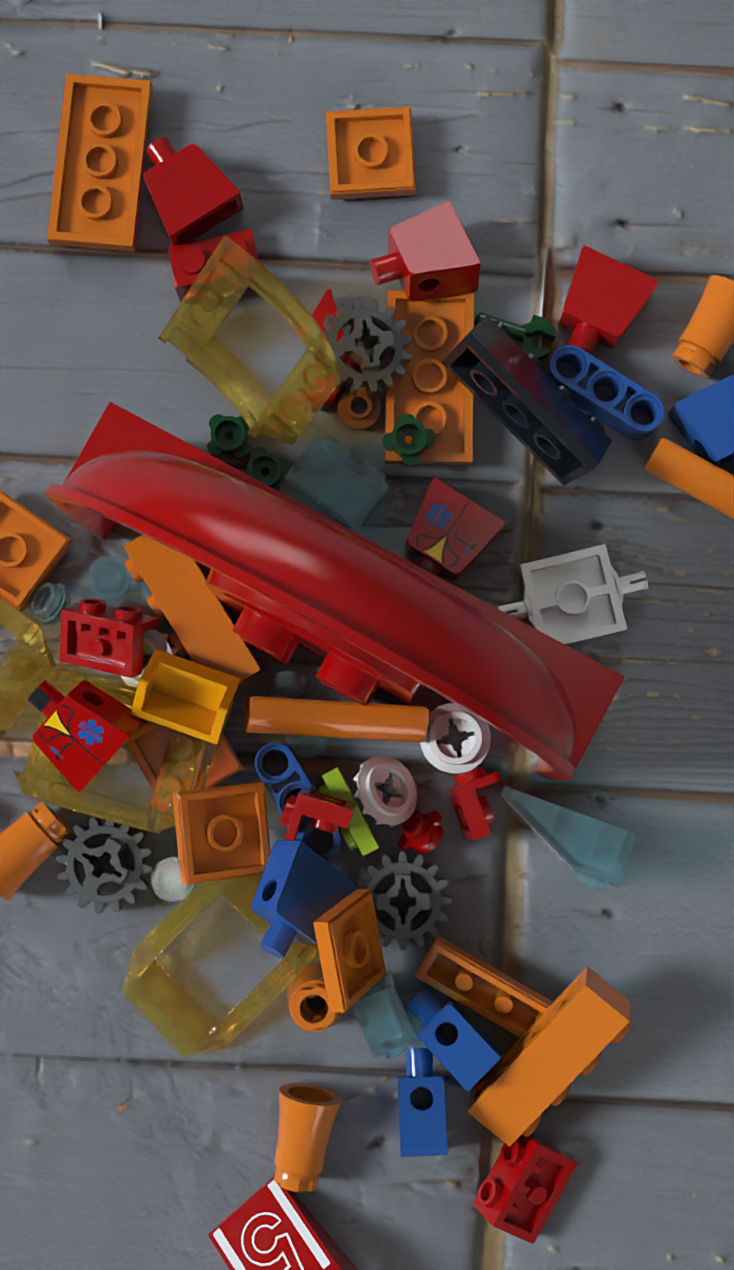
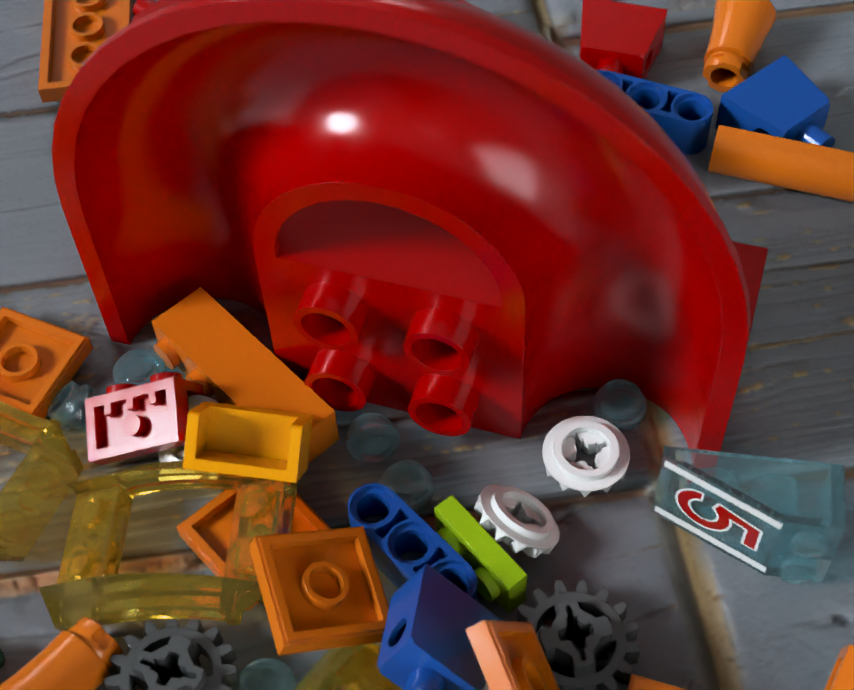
camera: 15 degrees left, 30 degrees down
(81, 729) = (123, 501): red torso -> none
(326, 812) = (441, 514): red bracket -> none
(335, 719) = (436, 442): orange brick -> none
(421, 832) = (575, 560): red plate -> none
(472, 810) = (629, 500): red bracket -> none

